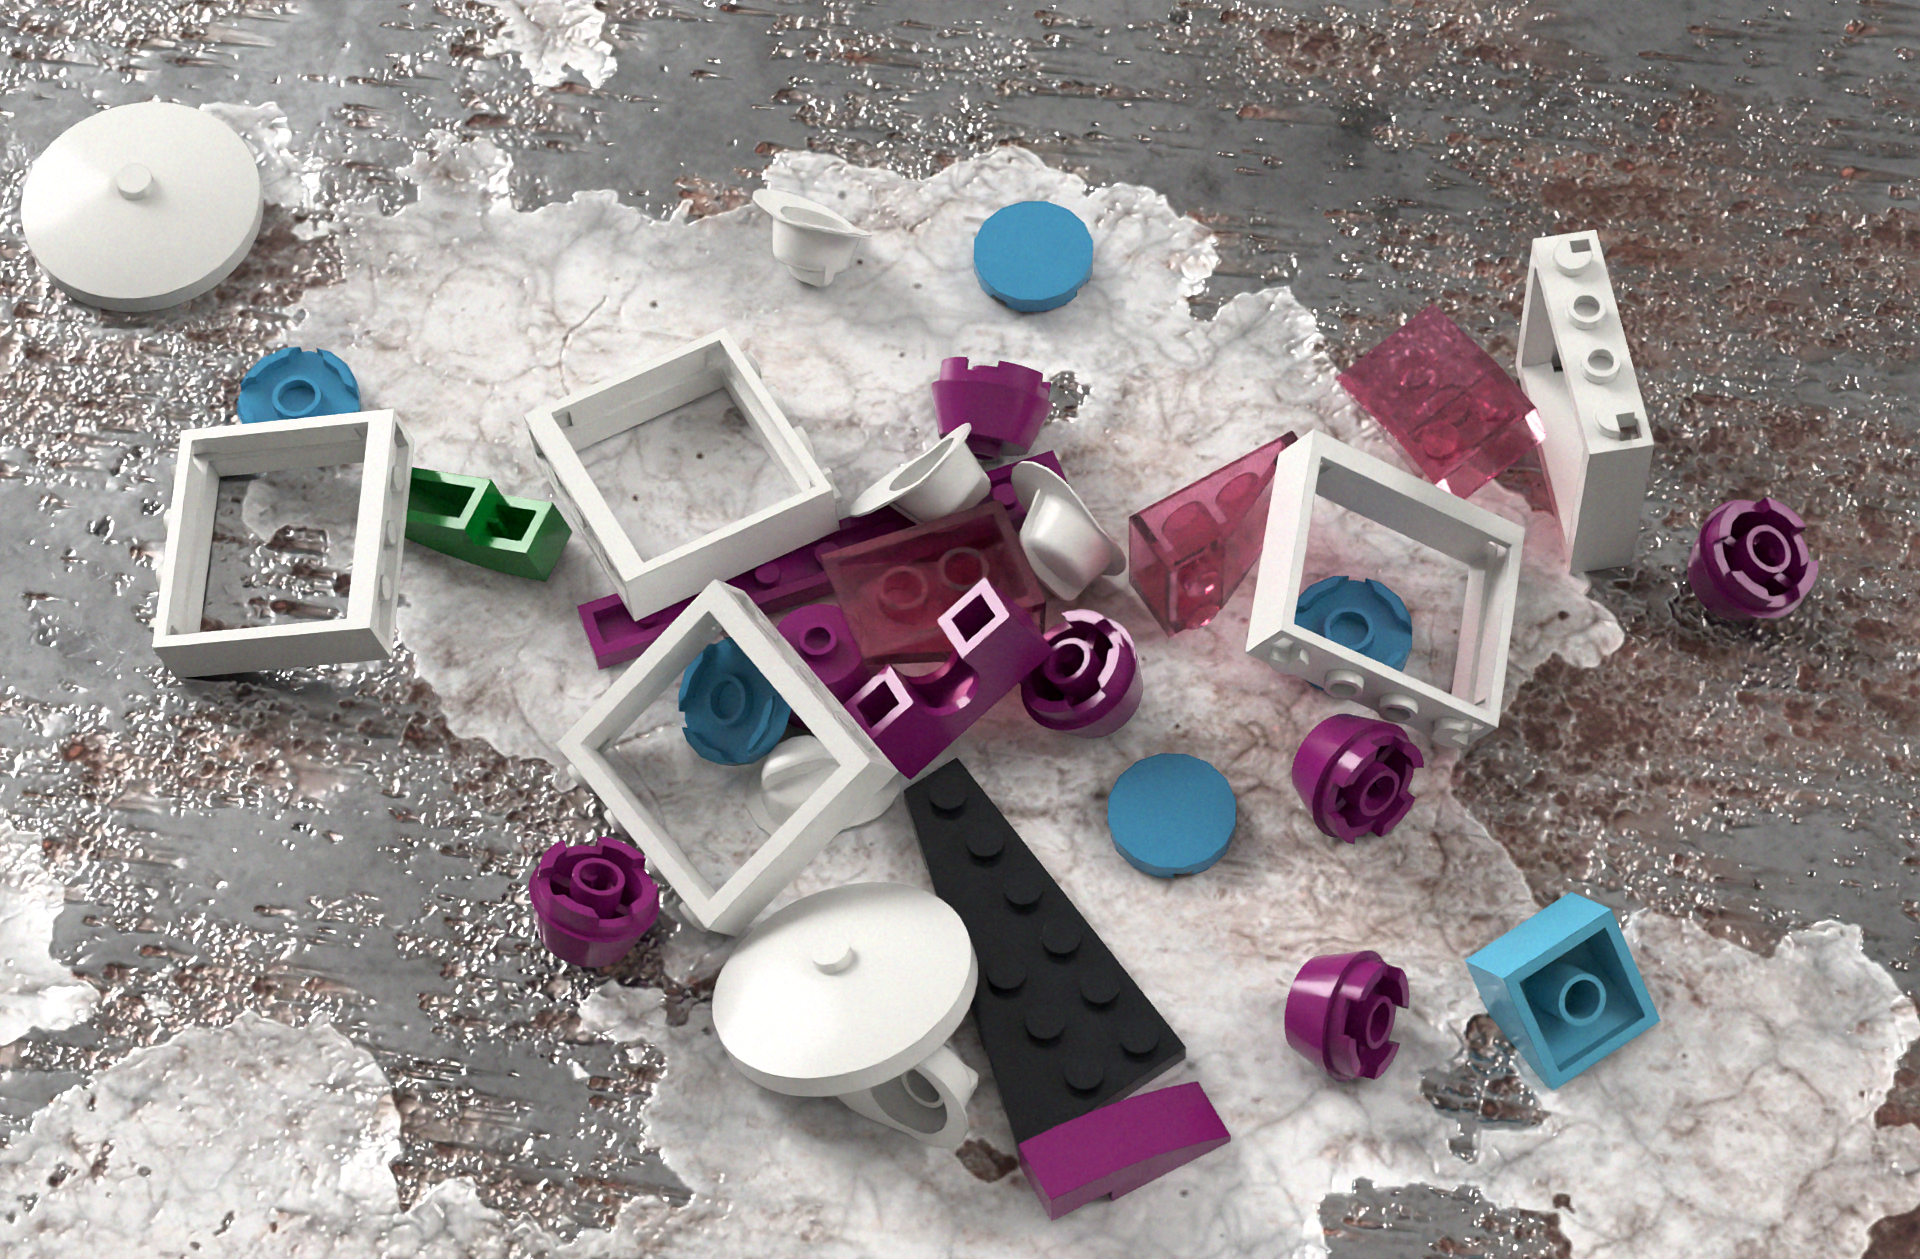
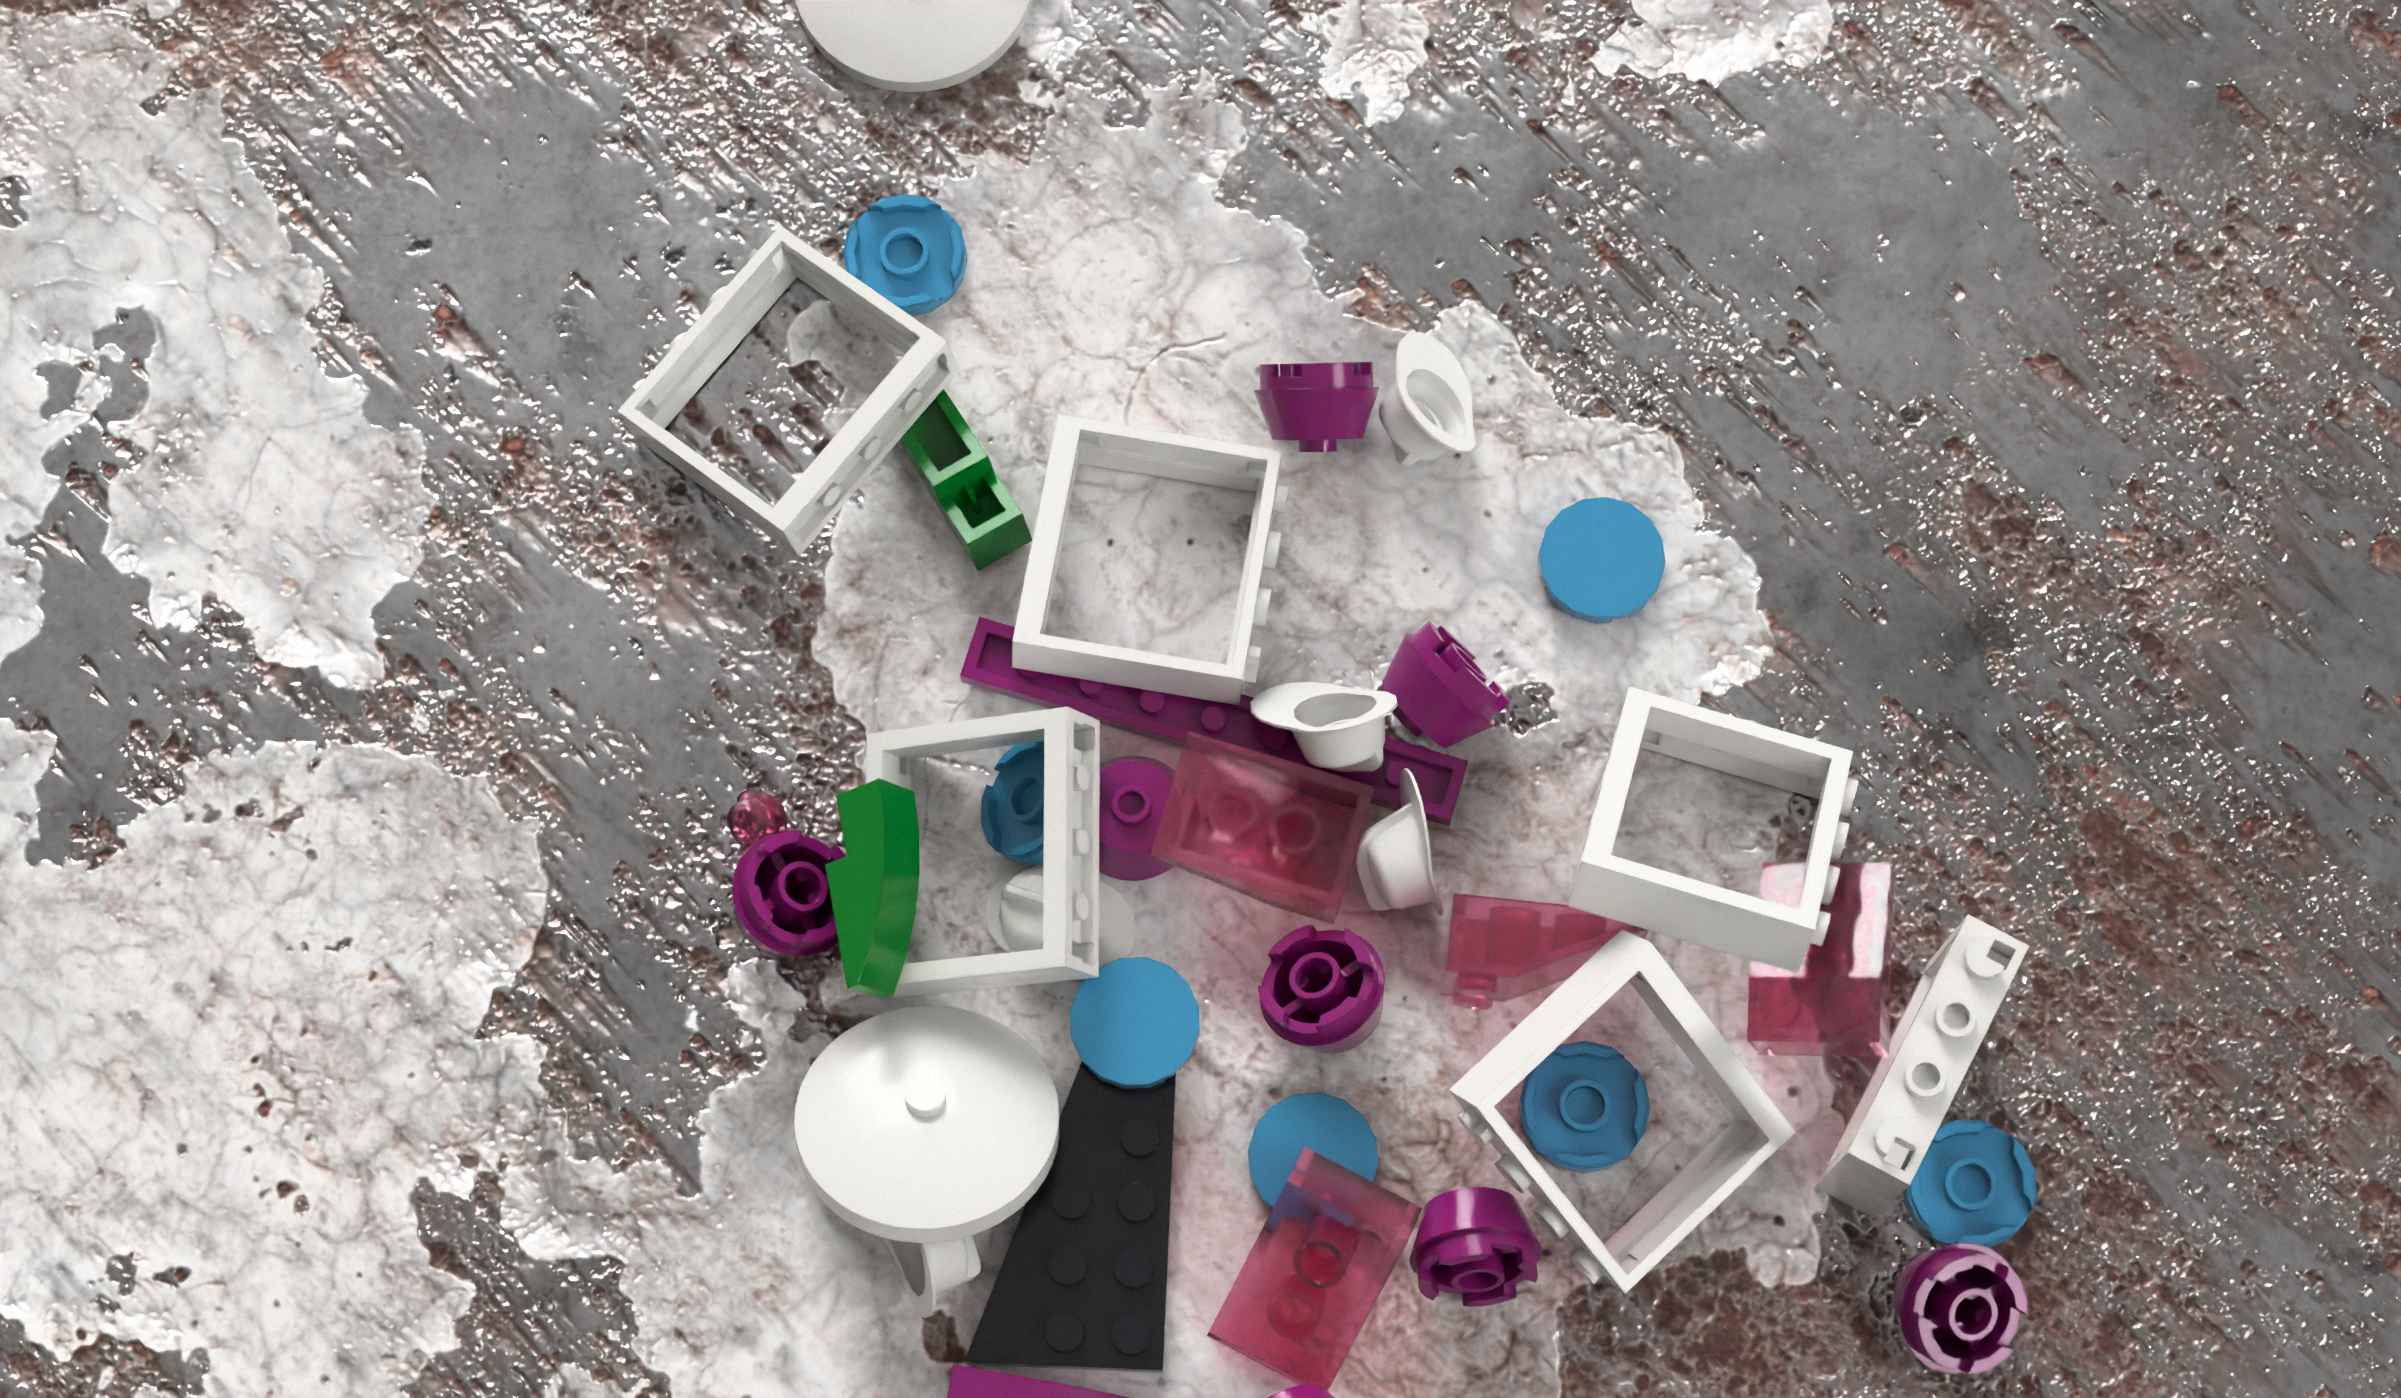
camera: 35 degrees right, 15 degrees up
(498, 881) = (756, 817): none -> clear pink plate
(658, 828) = (875, 884): none -> green slope
(722, 277) = (1316, 402): none -> magenta cone
(924, 714) = (1257, 920): magenta arch -> none
(950, 803) = (1135, 1022): none -> dark azure tile
(1245, 882) = (1315, 1271): none -> clear pink slope
(1290, 406) = (1695, 908): none -> white window
(1684, 485) = (1972, 1185): none -> dark azure tile

